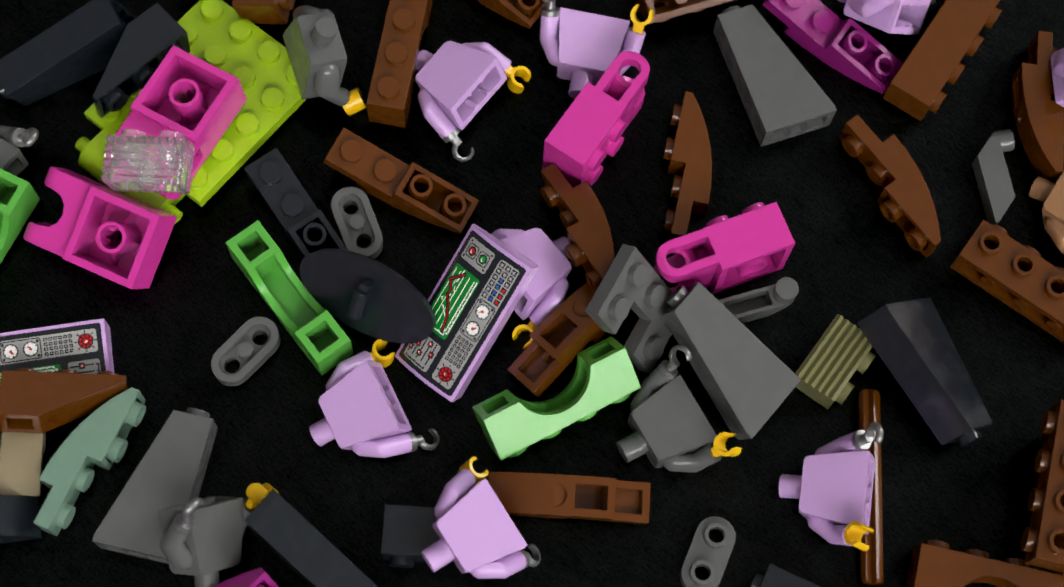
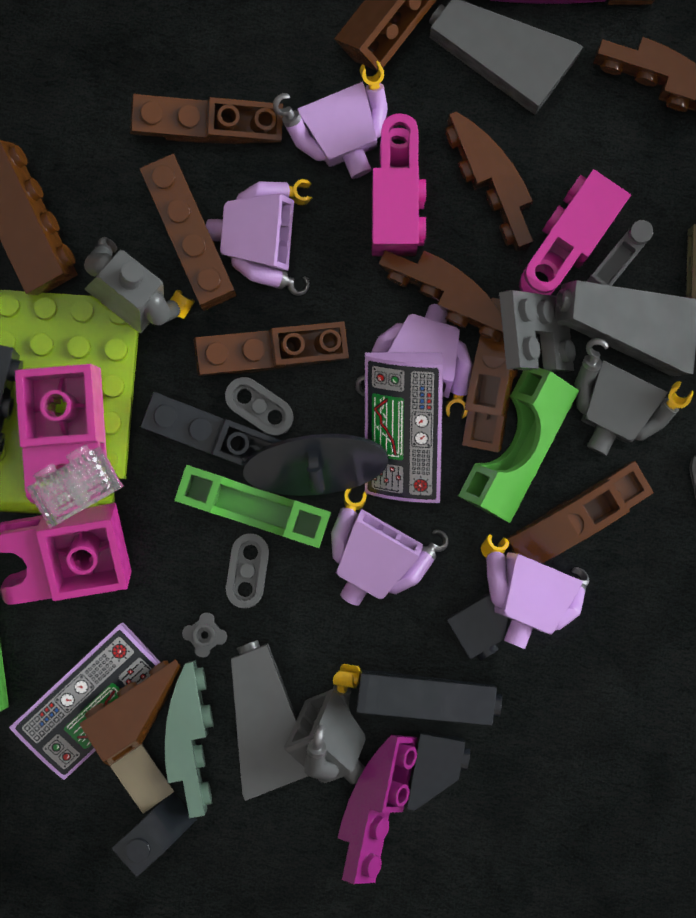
camera: 30 degrees left, 15 degrees up
(177, 389) = (194, 632): none -> dark grey plate

